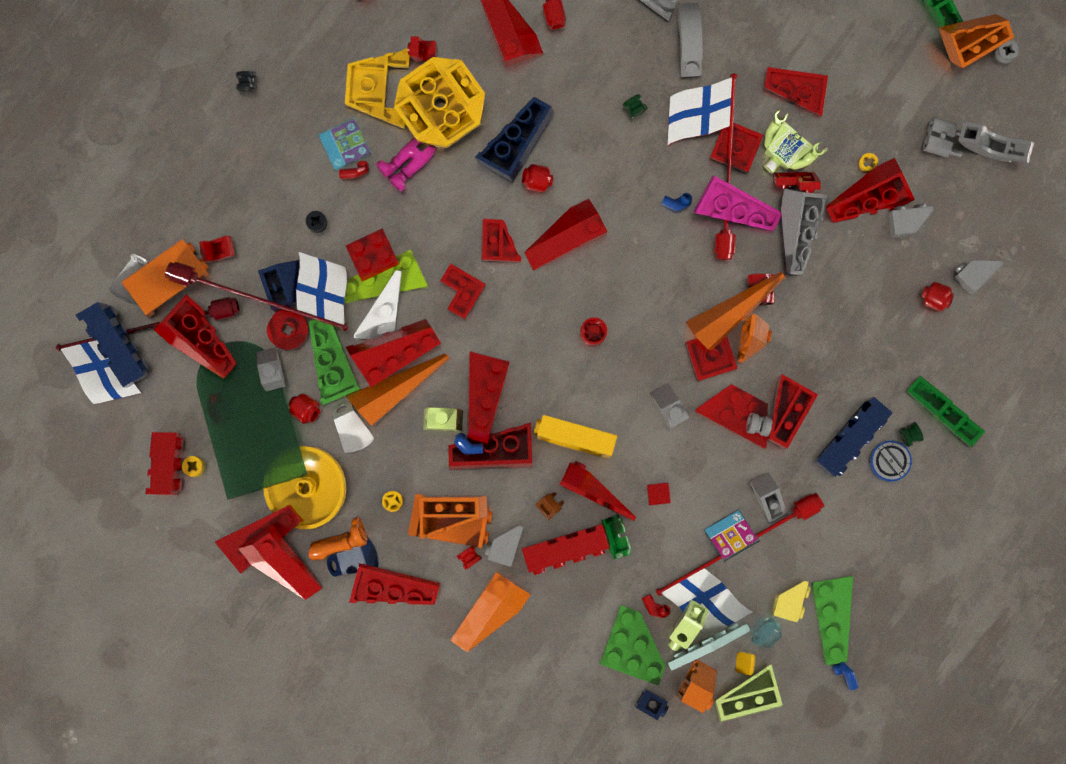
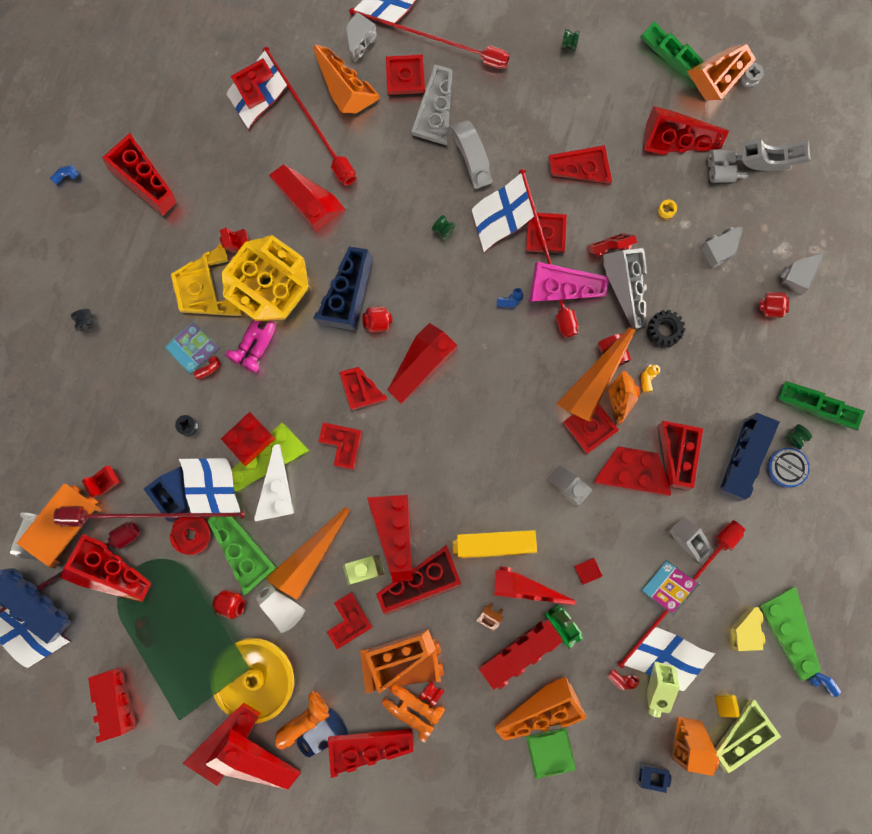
camera: 15 degrees left, 5 degrees down
(196, 468) = (144, 694): yellow wheel -> none
(270, 369) = (184, 578): light grey slope -> none
(389, 500) = (341, 668): yellow wheel -> none
(392, 351) = (294, 521): red wedge -> none
(417, 467) = (354, 621): none -> red plate
(448, 557) = (402, 713): none -> orange piece
(465, 445) = (394, 589): blue arm -> none
(493, 608) = (470, 736): orange wedge -> none
(504, 547) = (461, 672): light grey slope -> none
(563, 650) = (550, 753): none -> bright green piece
(576, 607) = (548, 707): none -> orange wedge
(593, 331) = (475, 440): red wheel -> none
(633, 648) = (615, 728): bright green plate -> none
(708, 645) = (689, 702): light aqua plate -> none
(759, 424) = (659, 474): light grey wheel -> none
(766, 632) = (736, 669): clear light blue head -> none
(786, 324) = (647, 375): none -> yellow arm
(787, 147) = (592, 218): yellowish green torso -> none
(811, 292) = (671, 318): none -> black tyre
(877, 190) = (687, 227): red wedge -> none
(905, 85) = (676, 132): none -> red wedge

